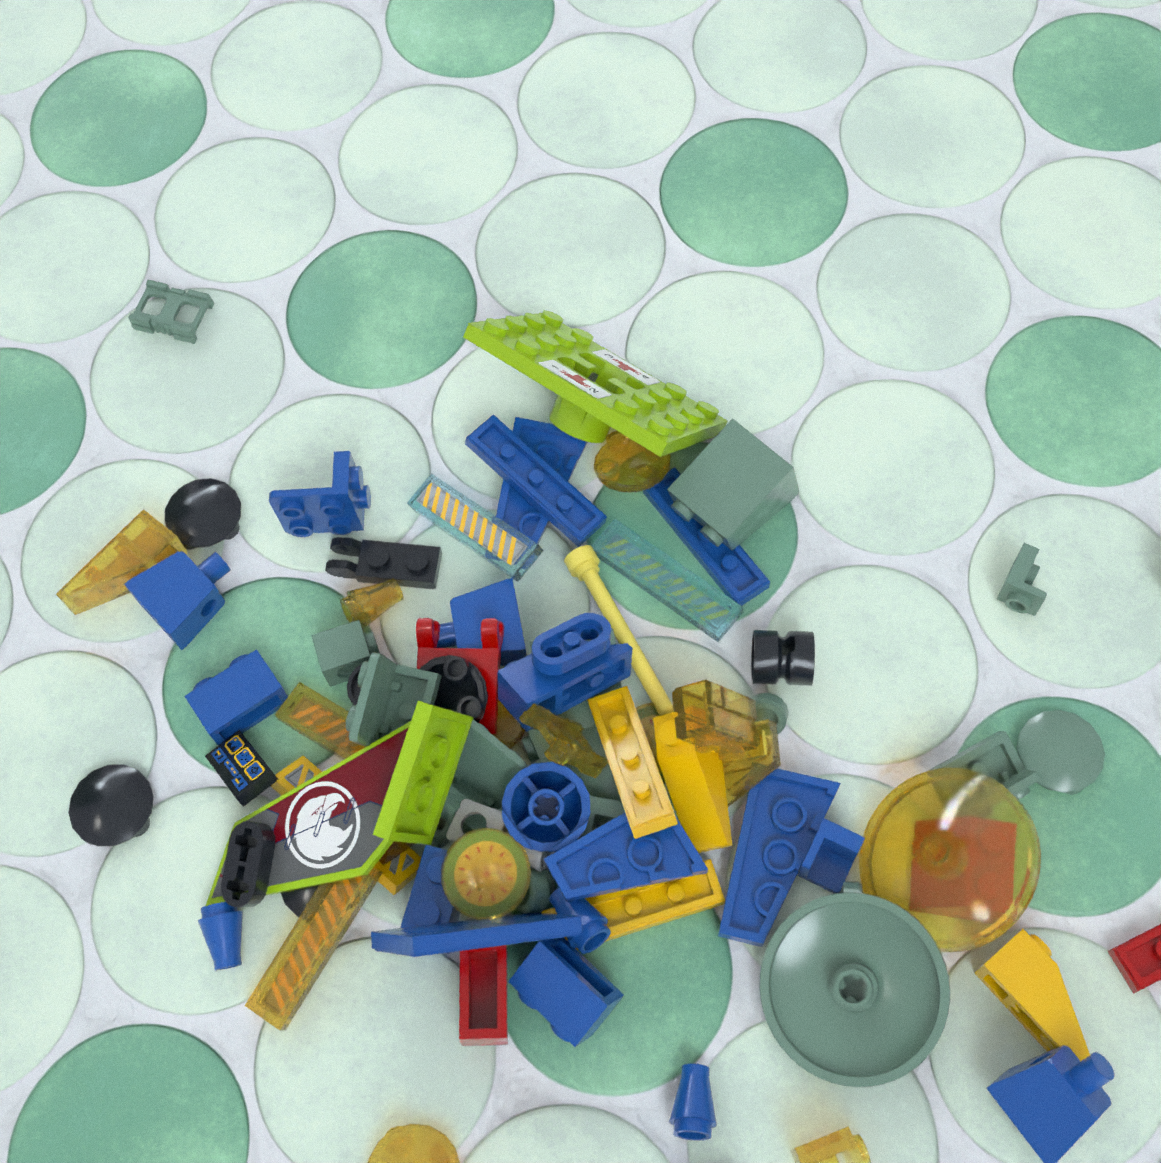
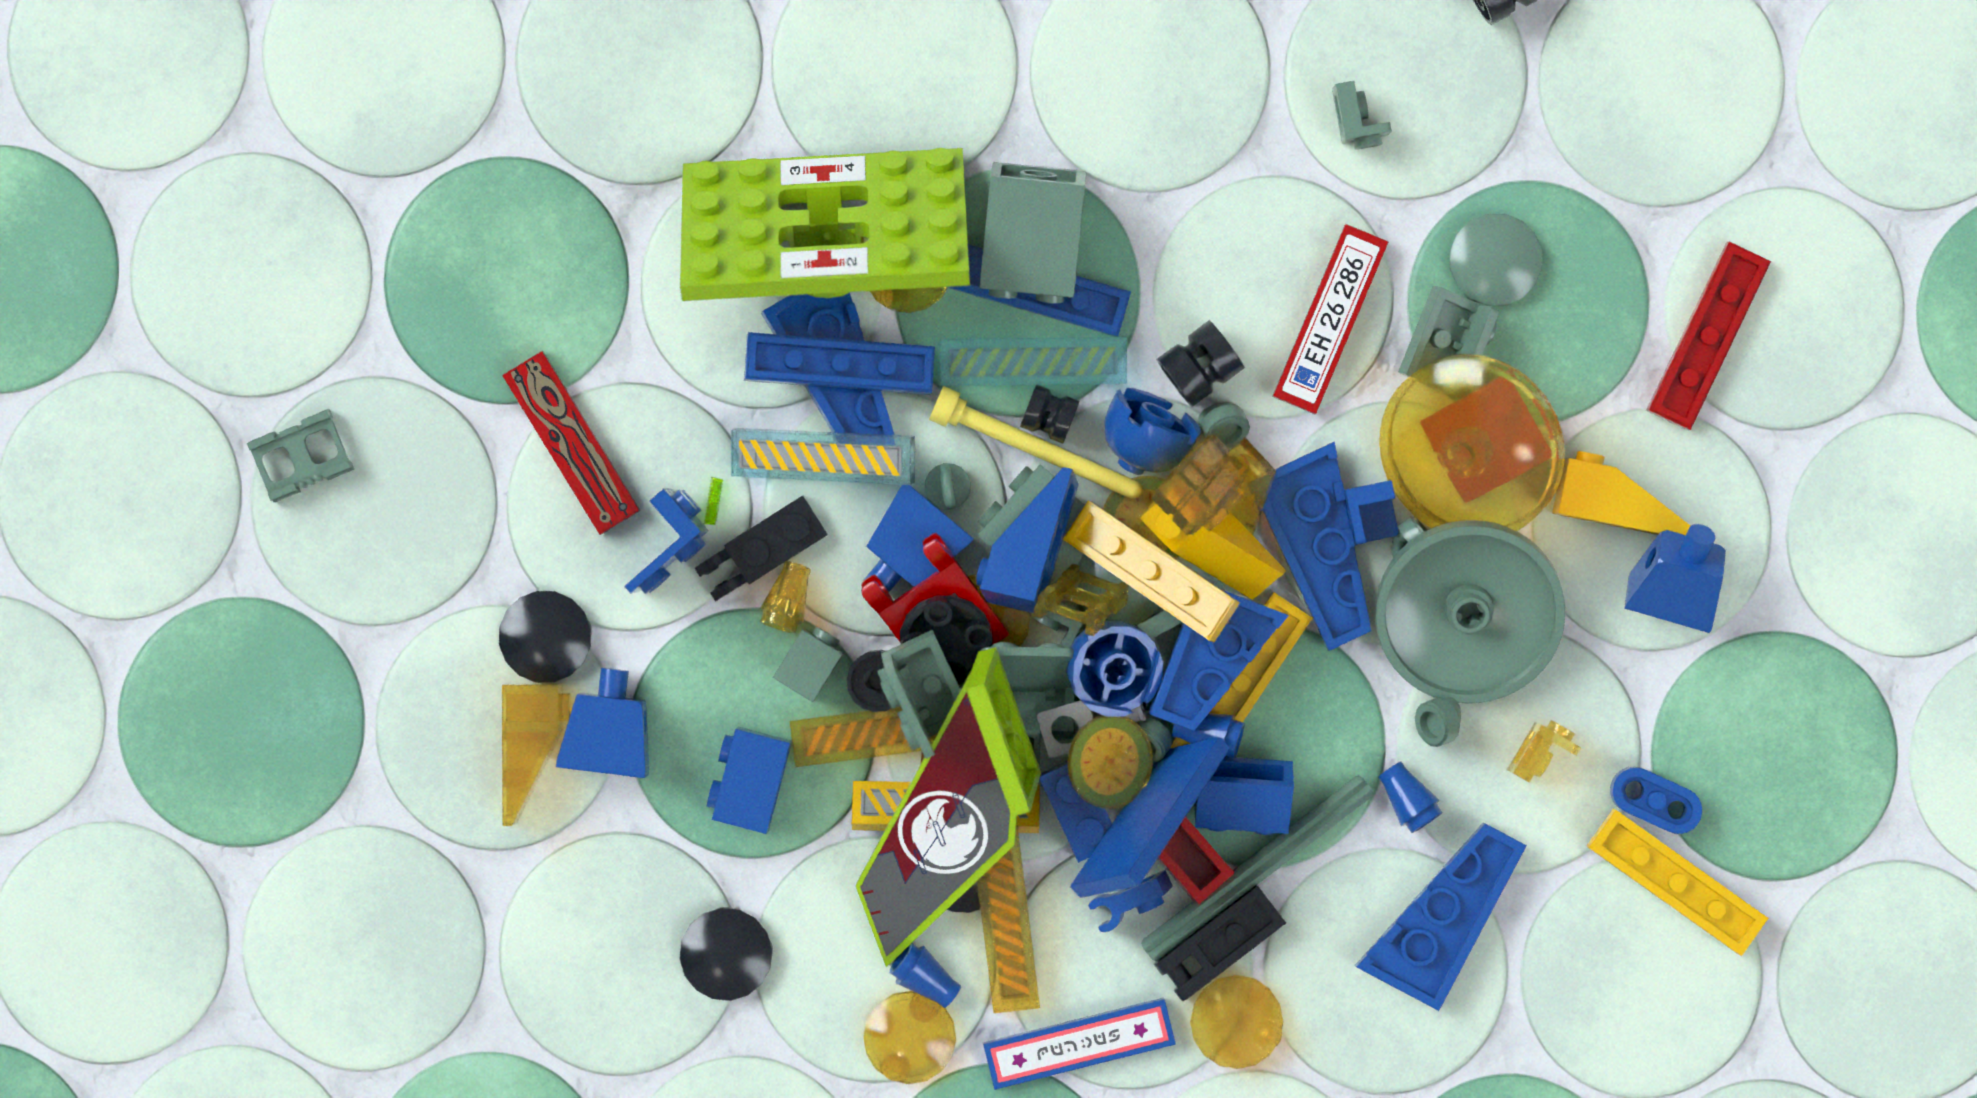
camera: 45 degrees left, 25 degrees up
(171, 973) = (909, 1037): none -> clear yellow dish
(241, 768) = (814, 836): tile -> none
(248, 864) = (911, 905): black beam -> none
(285, 1086) = (1079, 1043): none -> tile
(329, 416) = (571, 443): none -> tile
(381, 512) = (713, 501): none -> clear neon green leg
(427, 1003) = (1143, 897): none -> blue plate
(456, 1096) = (1221, 942): none -> black plate
(531, 1061) = (1258, 867): none -> sand green axle
(539, 613) = (947, 486): none -> sand green tile
(569, 644) = (1024, 517): blue plate -> none
(648, 615) = (1060, 418): none -> black wheel
(701, 660) = (1146, 433): none -> blue cylinder
(764, 1059) = (1438, 721): none -> sand green tile
(900, 702) = (1330, 319): none -> tile

